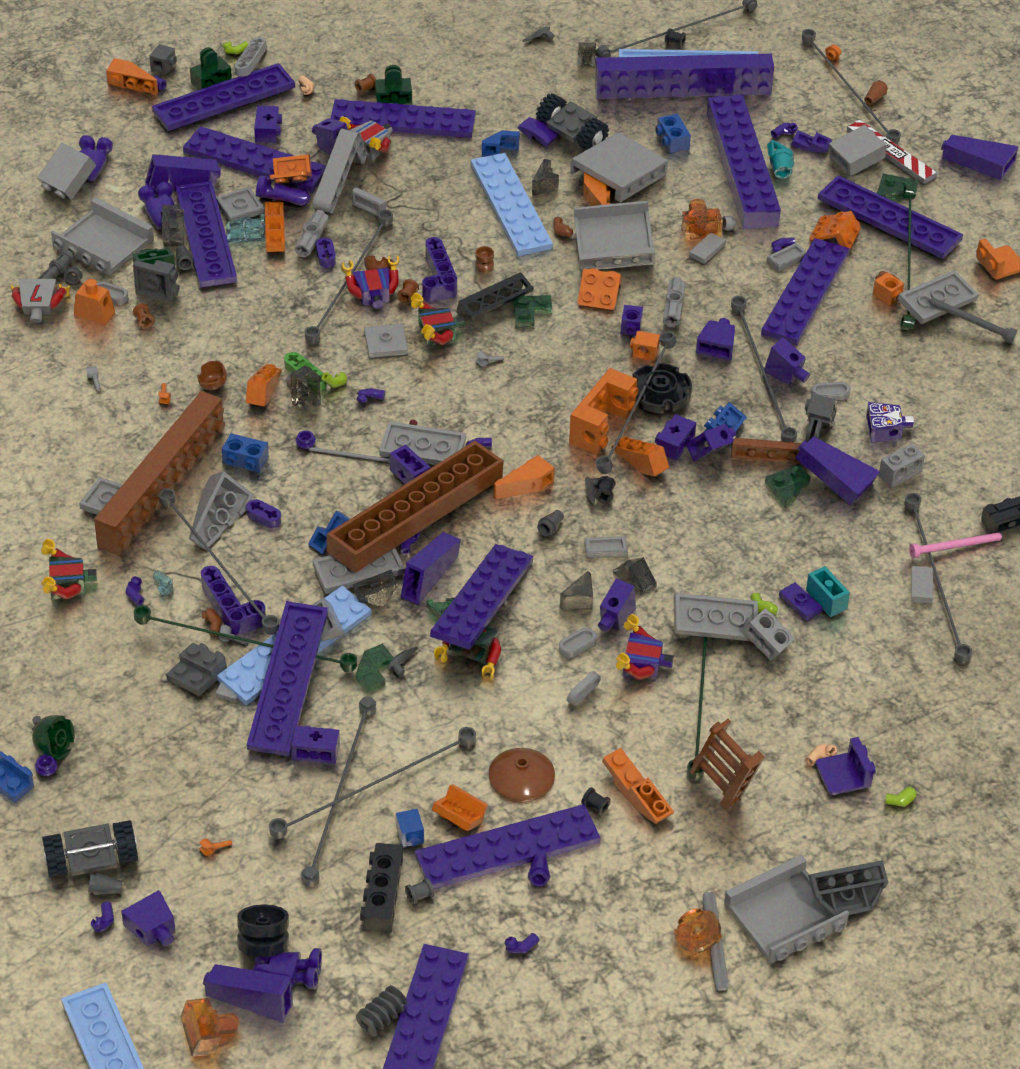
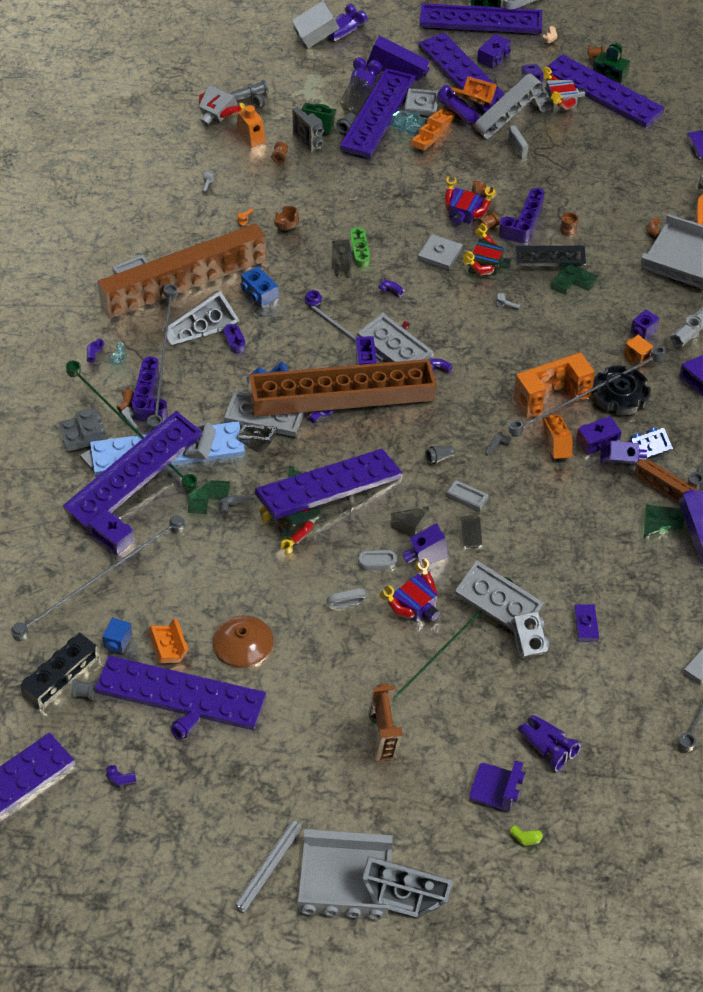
camera: 35 degrees right, 5 degrees up
(65, 573) = (55, 314): torso -> none
(104, 237) = (303, 83): light grey panel -> none
(118, 294) = (274, 126): light grey tile -> none
(262, 385) = (316, 242): orange slope -> none
(279, 826) = (27, 582): dark grey piece -> none
(311, 233) = (454, 146): light grey piece -> none
(312, 333) = (389, 220): dark grey piece -> none
(323, 253) = (454, 165): dark purple beam -> none
(334, 382) = (374, 265): lime arm -> none
(428, 567) = (313, 439): dark purple slope -> none
(500, 140) = (654, 139): blue slope -> none
(511, 204) = (630, 192): light blue plate -> none
(526, 479) = (452, 410): orange slope -> none
(545, 179) = (671, 183): clear smoke slope -> none
(596, 801) = (276, 696): black bush -> none
(599, 289) = (640, 288): orange bracket -> none
(604, 493) = (505, 449): black bush -> none
(635, 788) = (316, 701): orange slope -> none
(705, 939) = (260, 858): clear orange plate -> none
(772, 608) = (550, 610): lime arm -> none
(821, 751) = (492, 758): light nougat arm -> none
(827, 591) = (611, 626): teal brick -> none
(854, 711) = (546, 738): none -> dark purple piece

